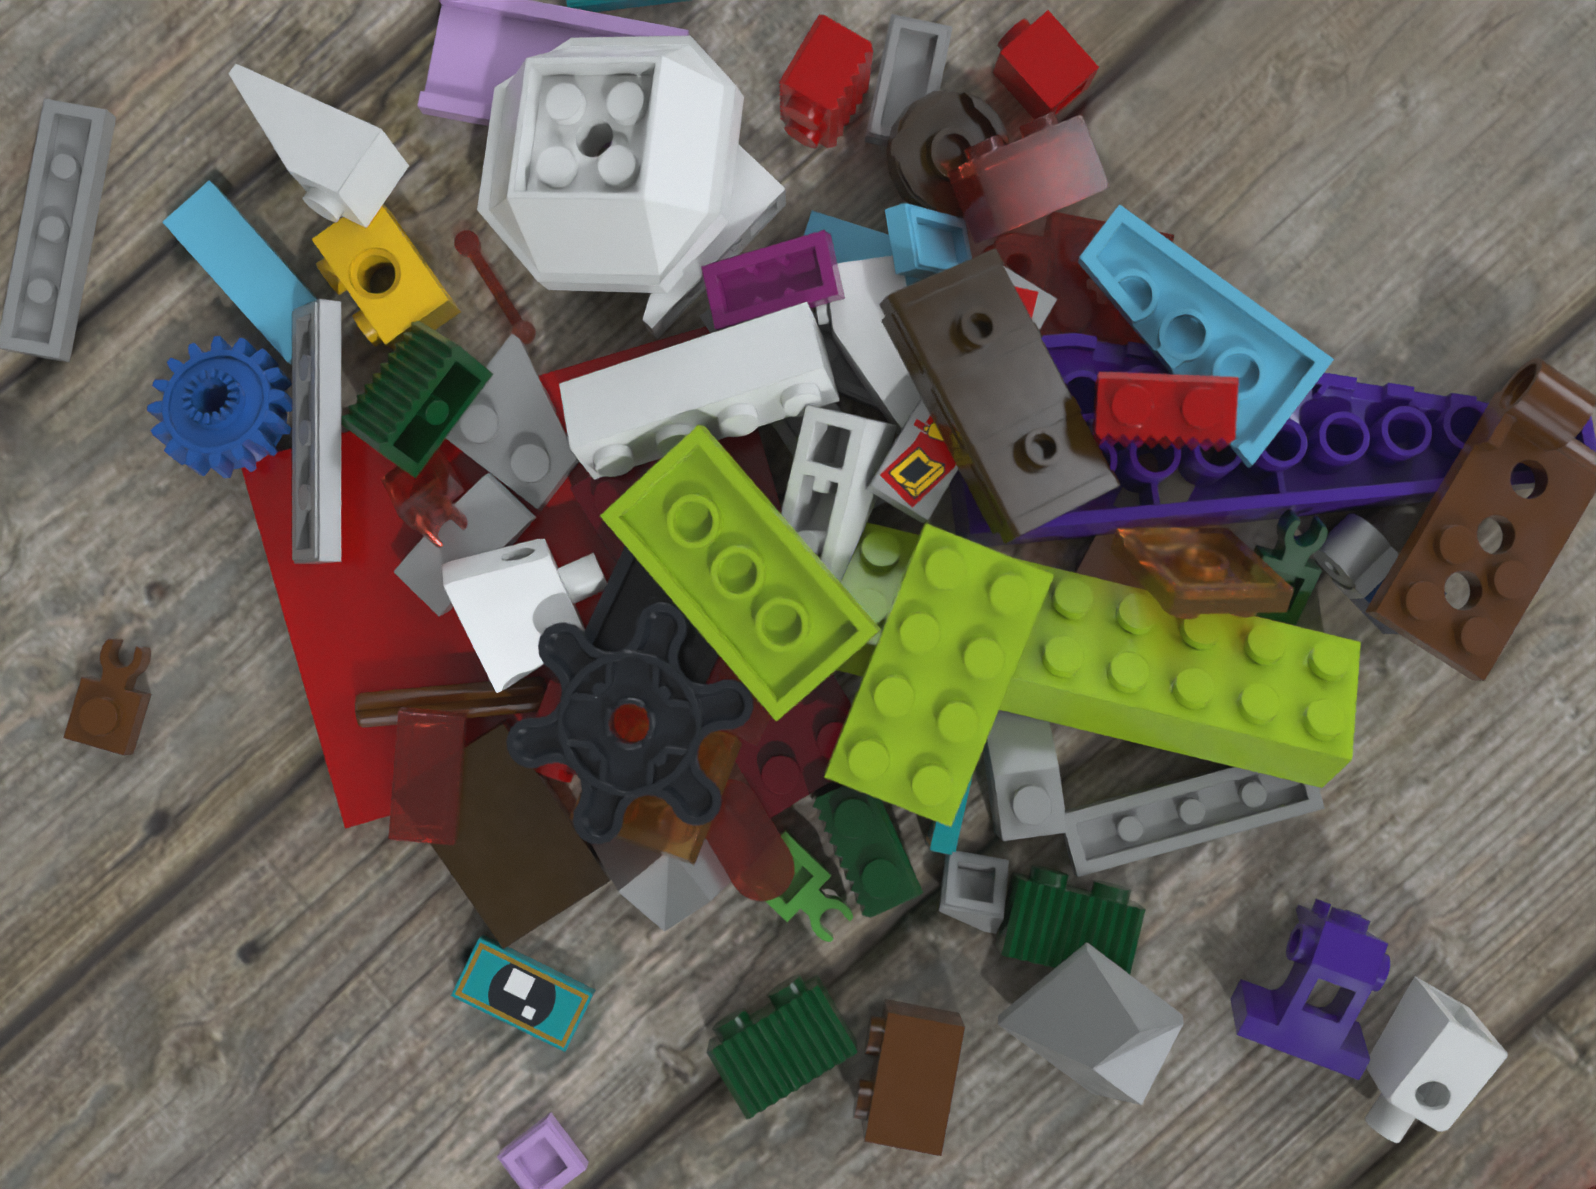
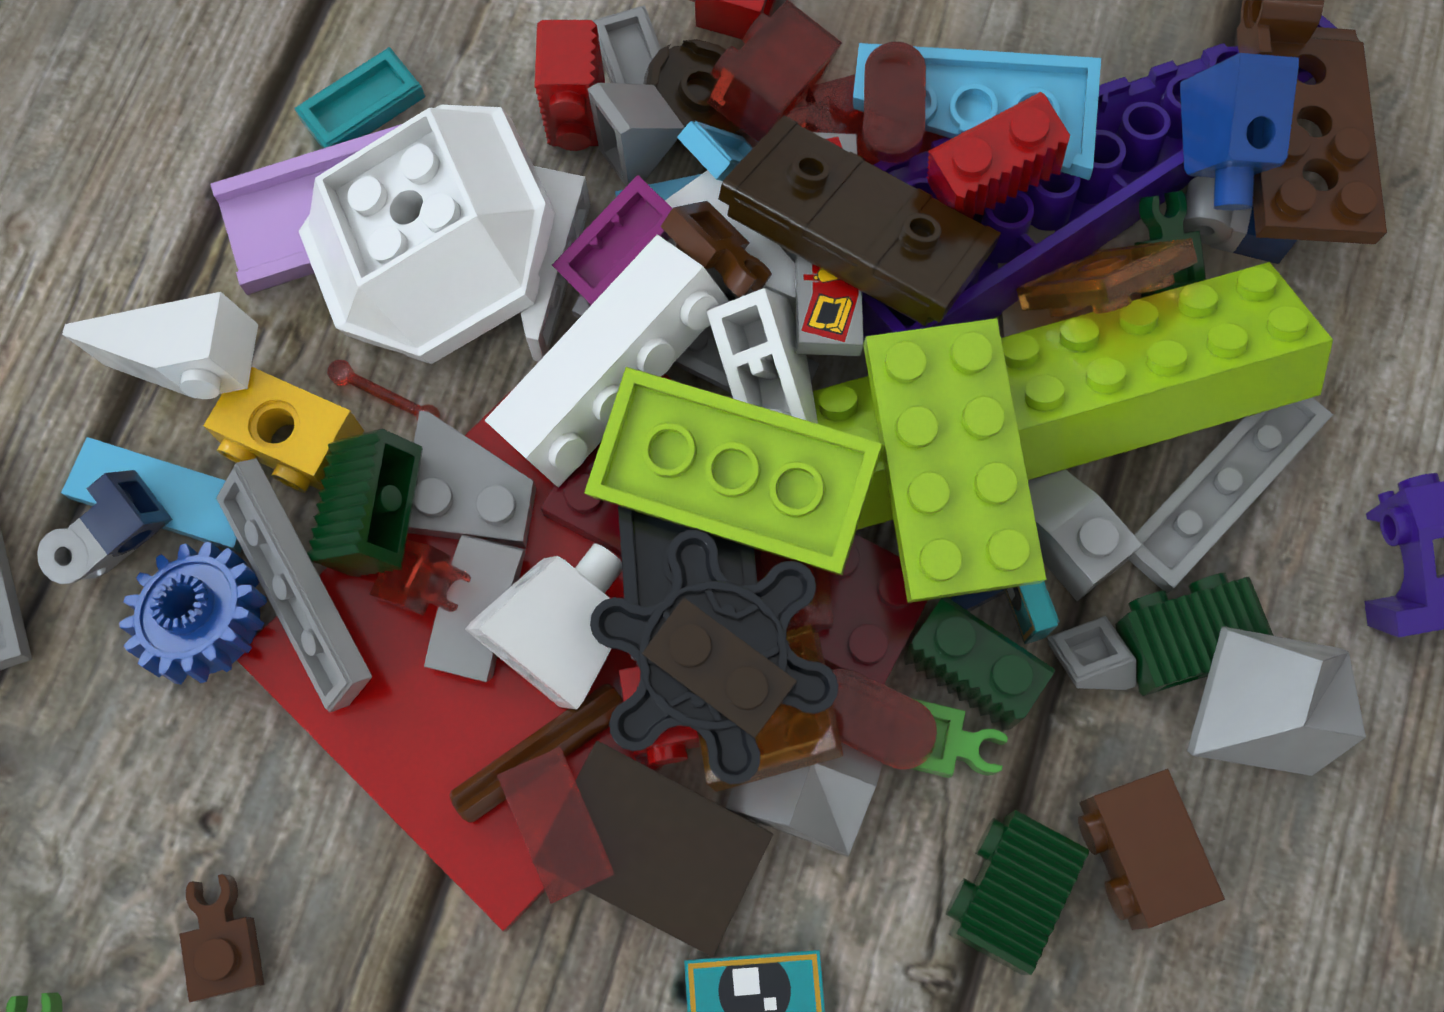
camera: 30 degrees left, 15 degrees down
(202, 283) = (106, 533): none -> leg
(625, 742) = (719, 668): none -> dark brown plate
(855, 340) = (716, 243): none -> reddish brown plate
(863, 162) = (632, 127): none -> light grey slope
(1112, 288) = (894, 102): none -> clear red tile
(1411, 506) = (1238, 123): none -> blue torso

